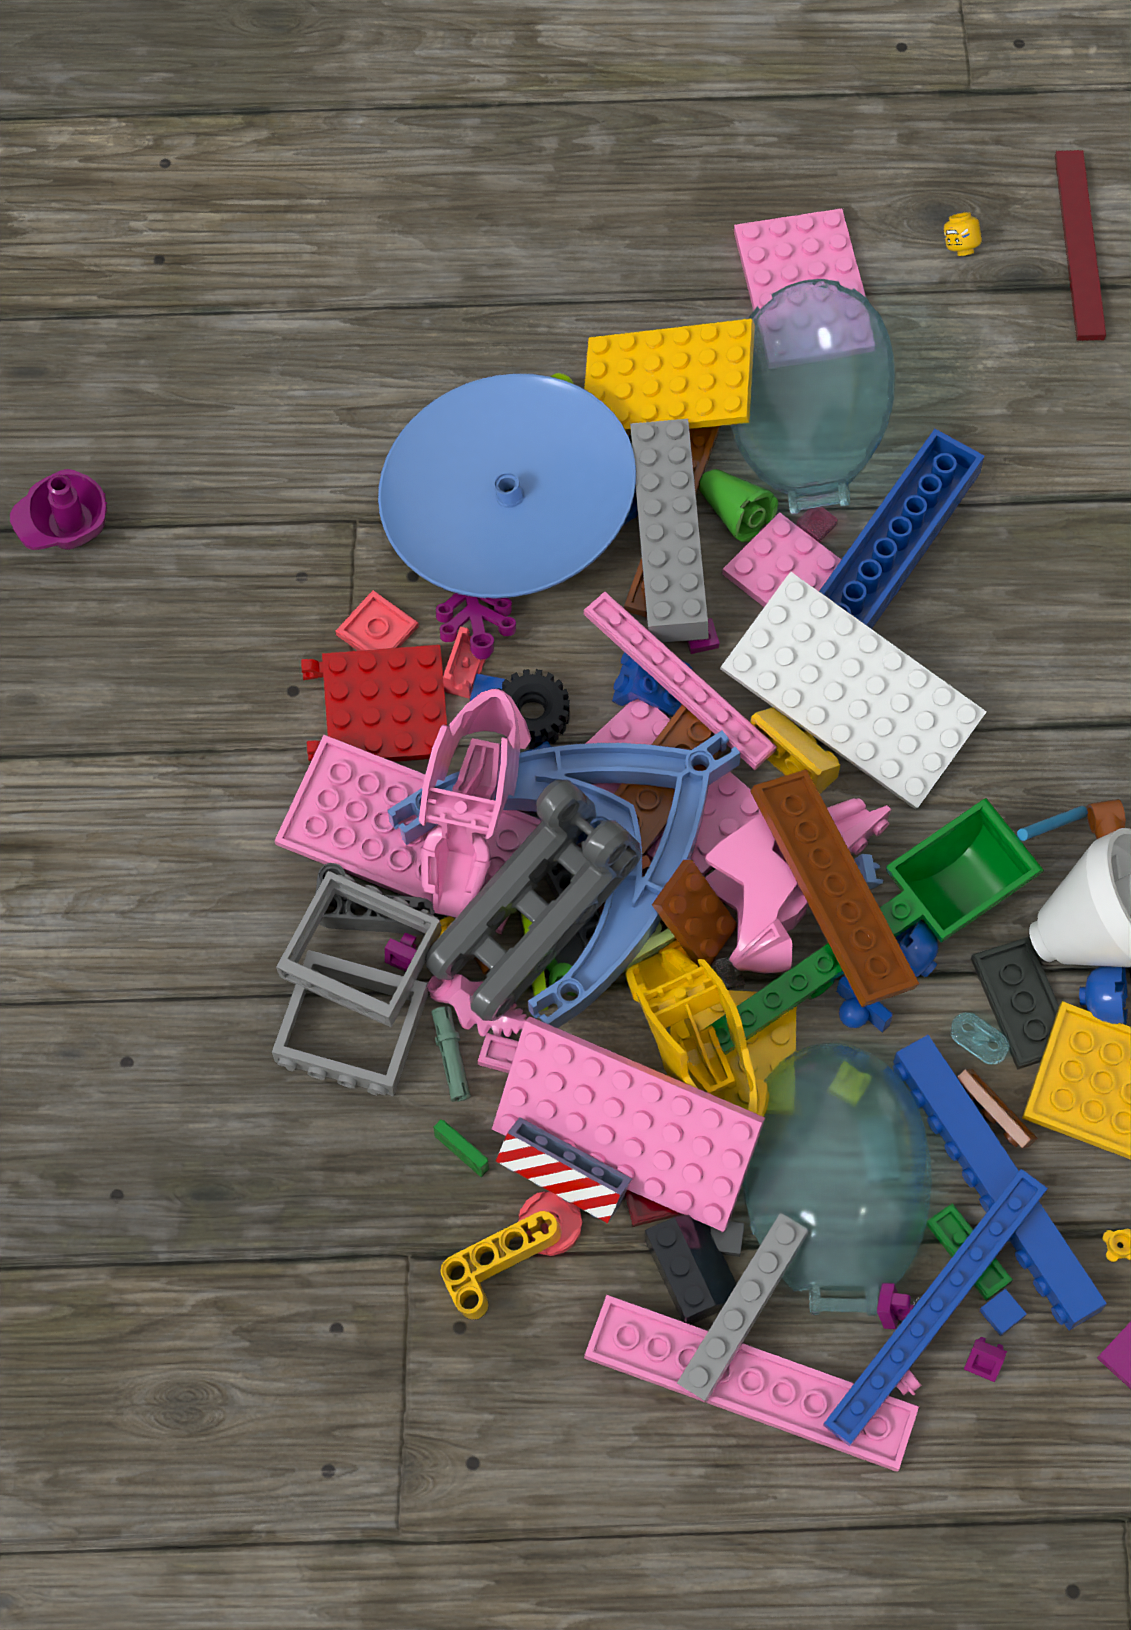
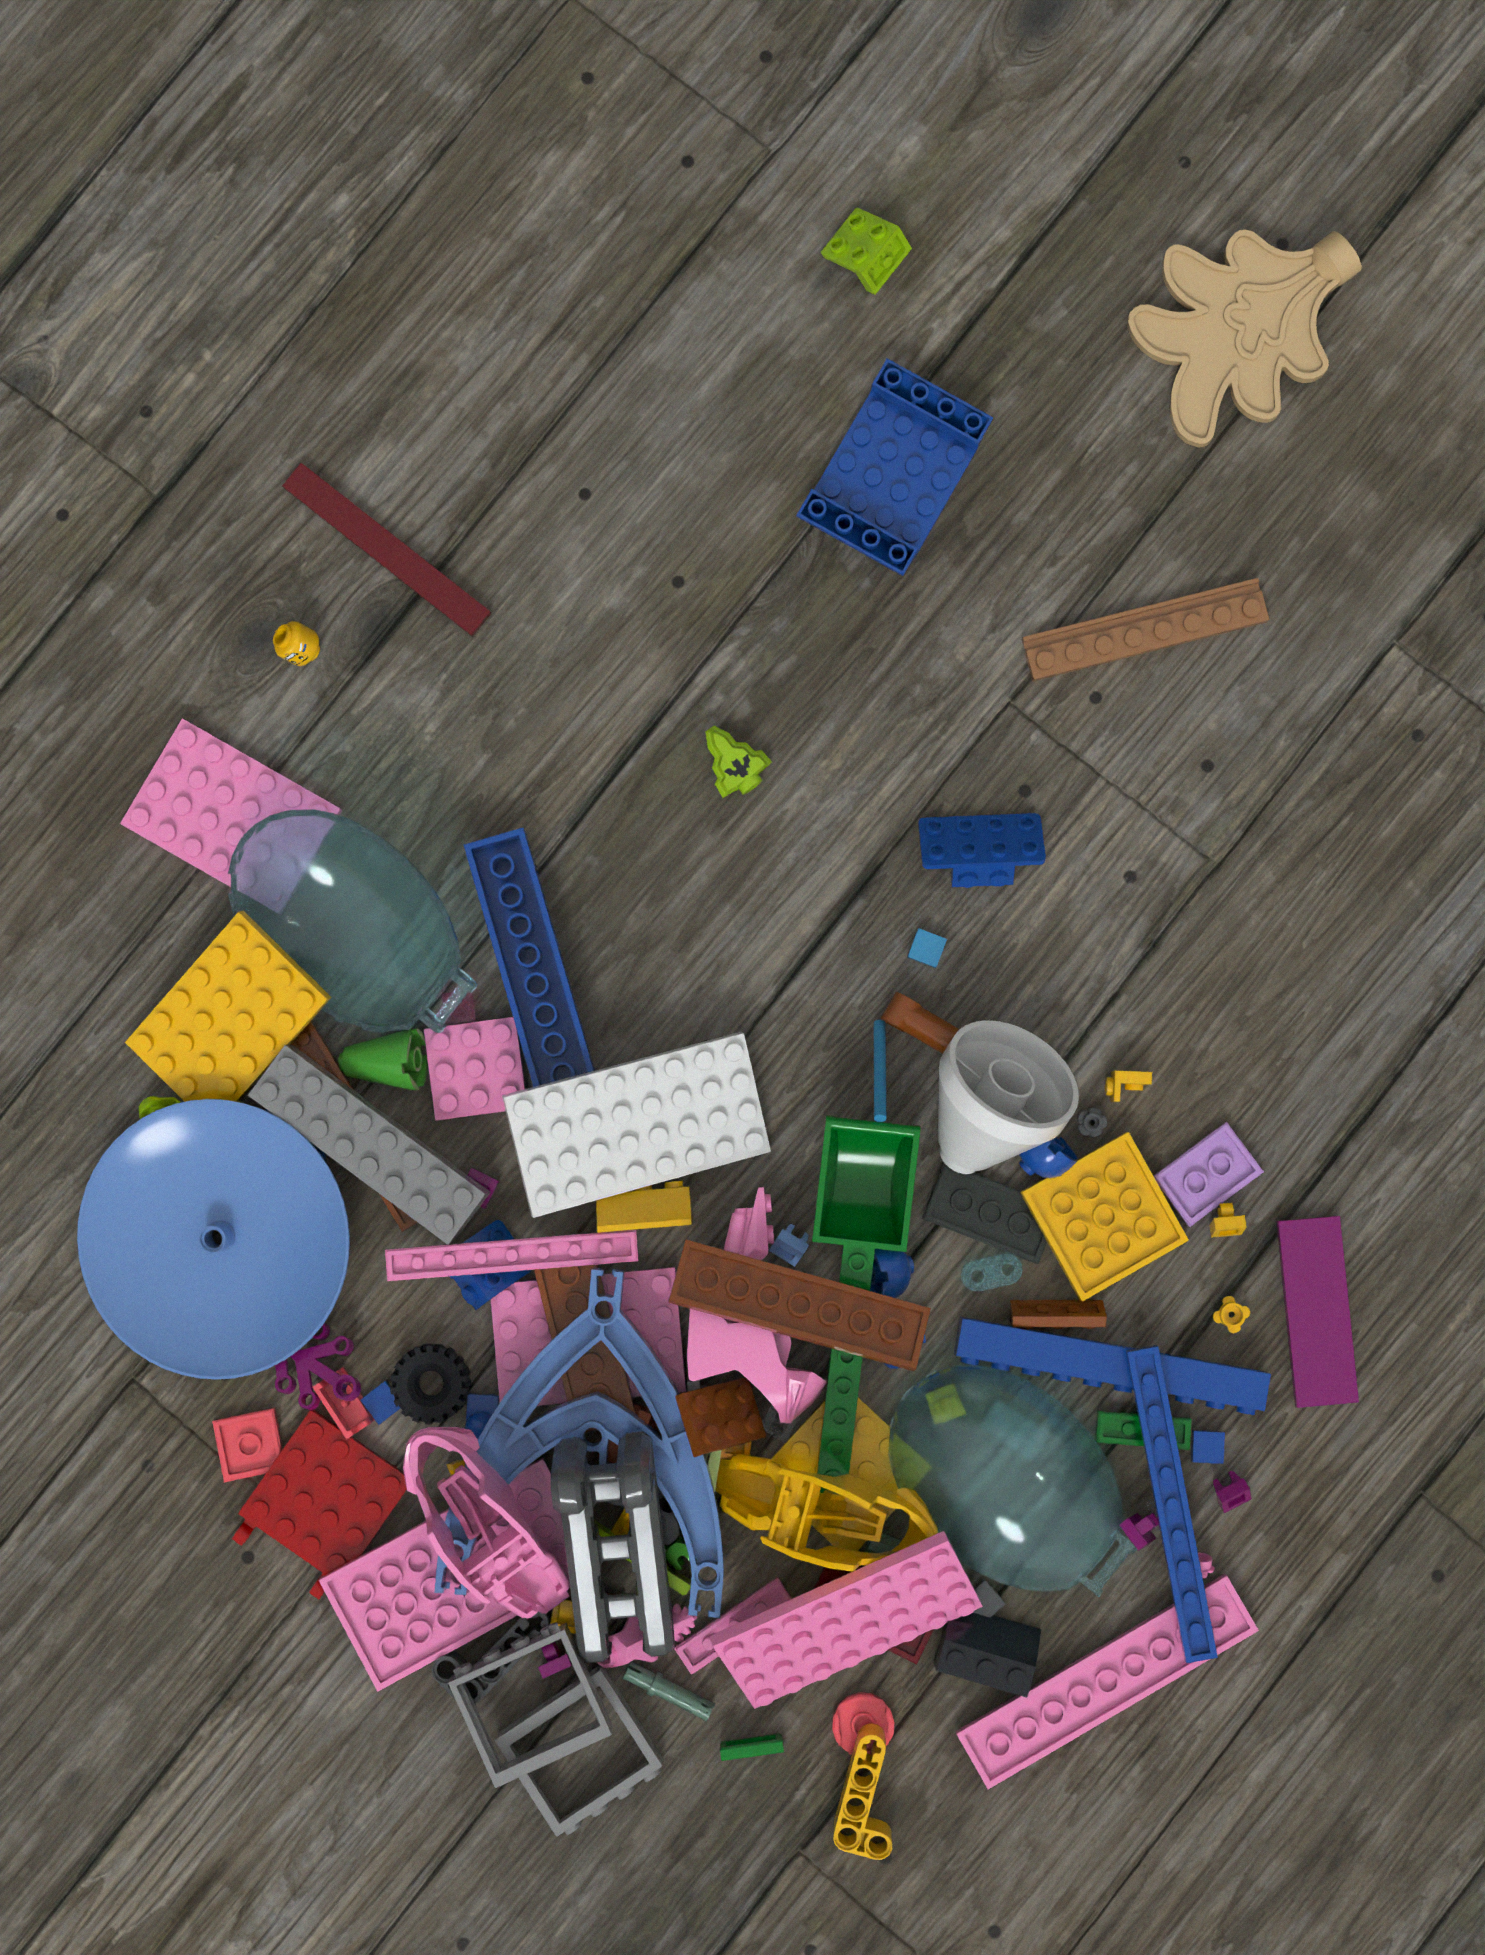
camera: 50 degrees left, 20 degrees up
(563, 1170) = (837, 1690): brick -> none
(743, 1307) = (1057, 1650): light grey plate -> none

